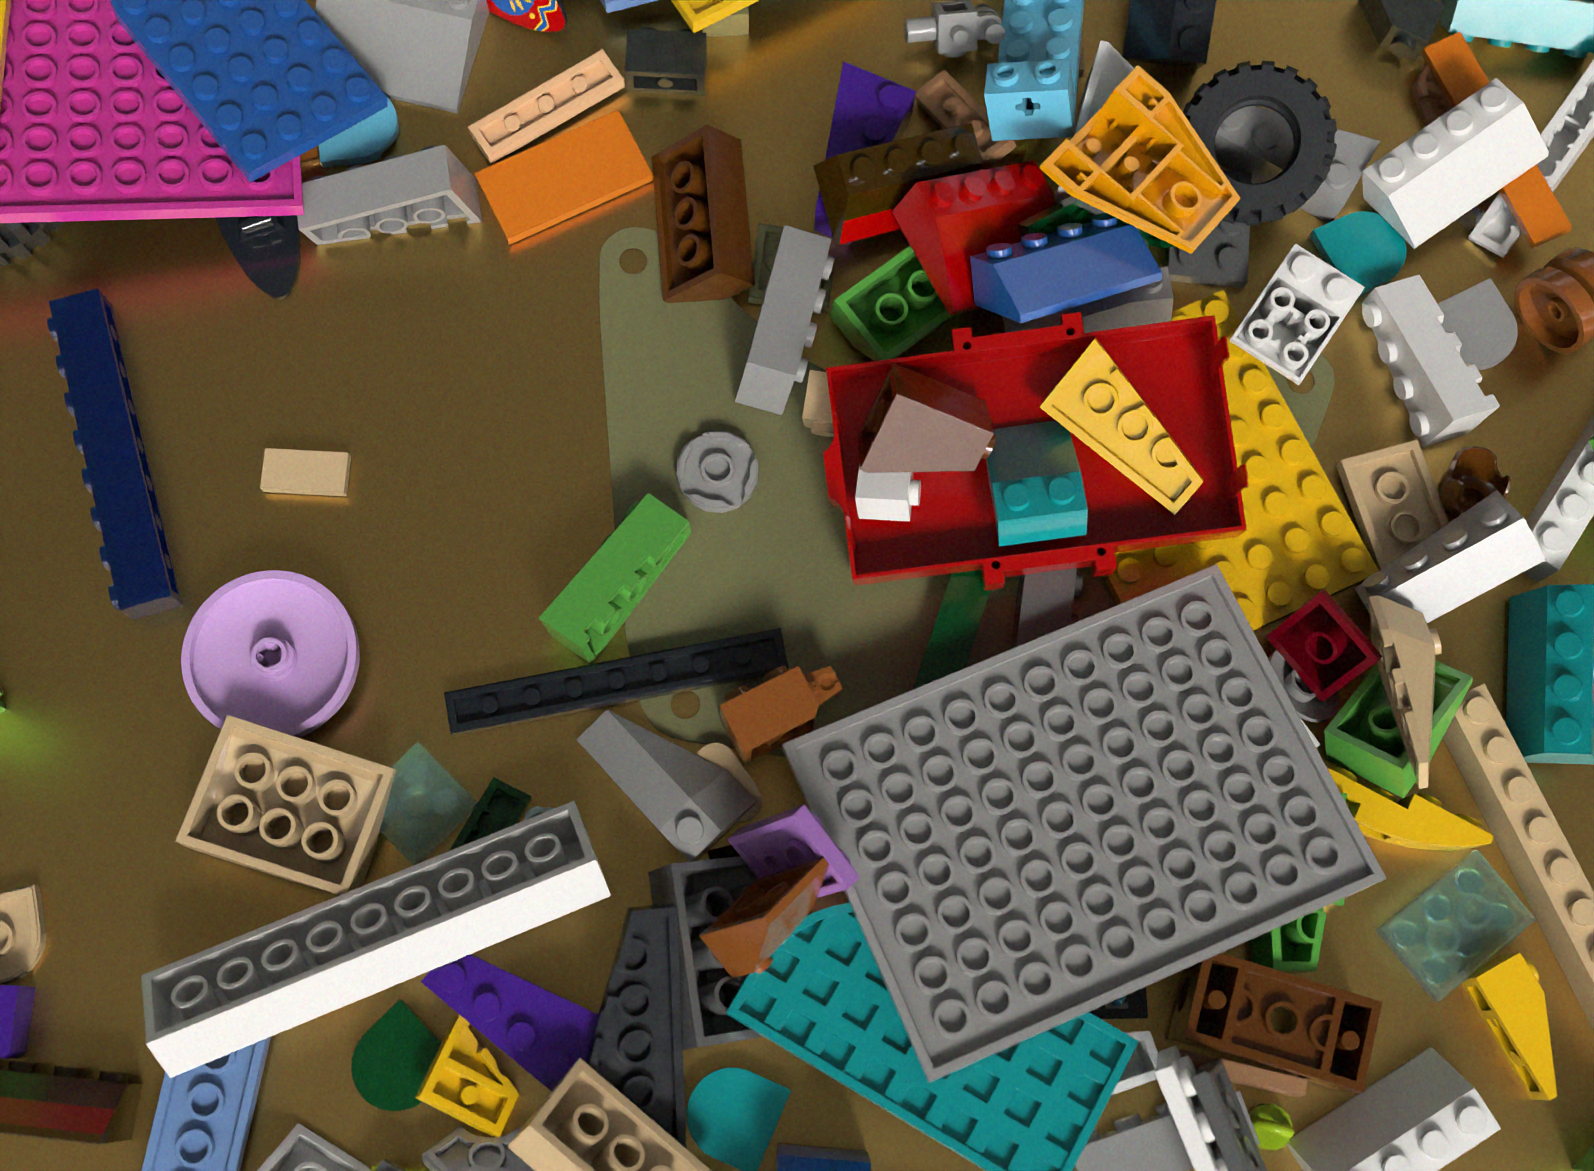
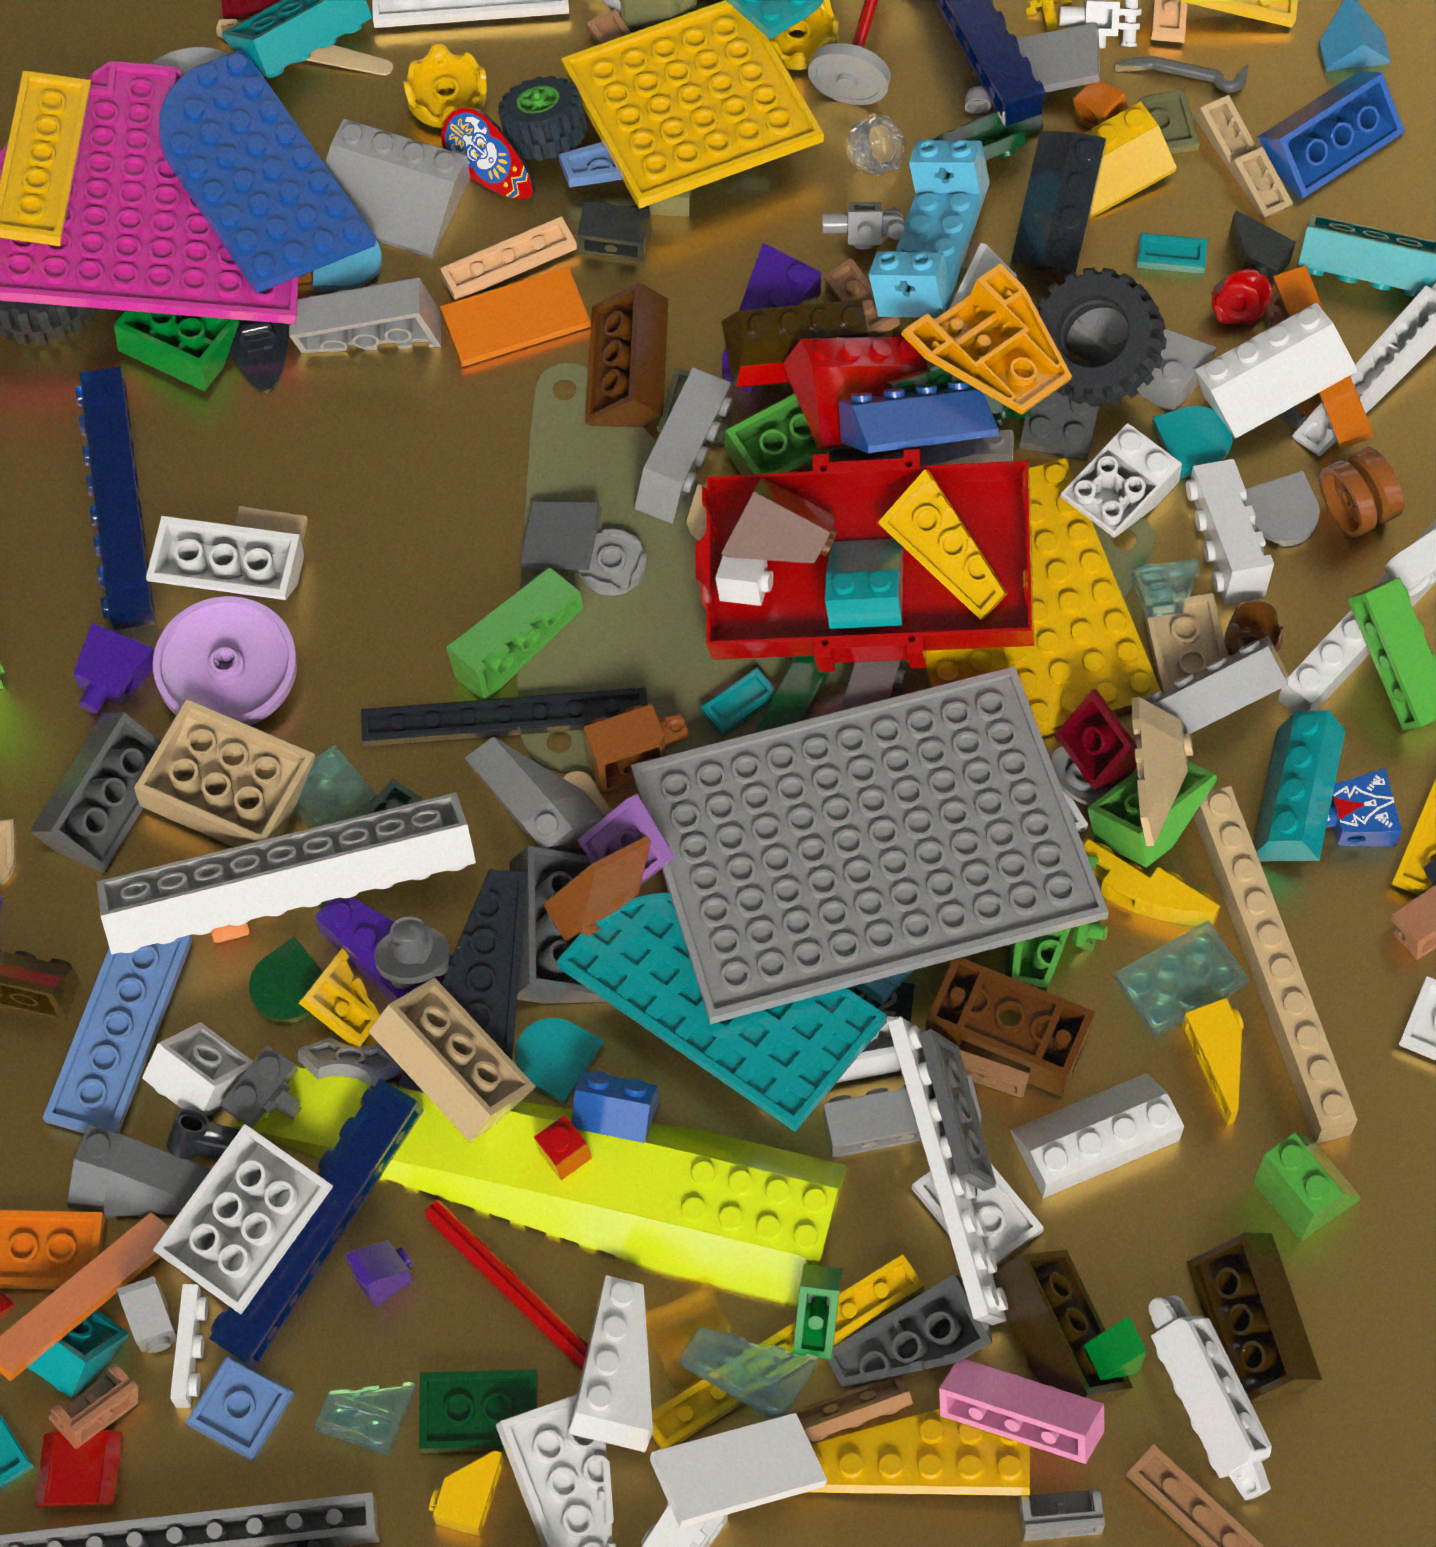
camera: 15 degrees right, 10 degrees down
(129, 852) = (97, 794): none -> dark grey slope
(131, 675) = (111, 668): none -> dark purple torso
(169, 254) = (177, 344): none -> green wedge
(254, 524) = (226, 558): none -> white slope
(548, 1033) = (412, 953): none -> dark grey plate
(654, 447) = (561, 535): none -> dark grey tile
(891, 632) = (739, 702): none -> teal tile
(1271, 1126) = (997, 1116): lime tile -> none
(1301, 29) = (1172, 253): none -> teal tile
(1360, 438) = (1165, 586): none -> clear light blue wing
(1393, 76) = (1241, 297): none -> red hair

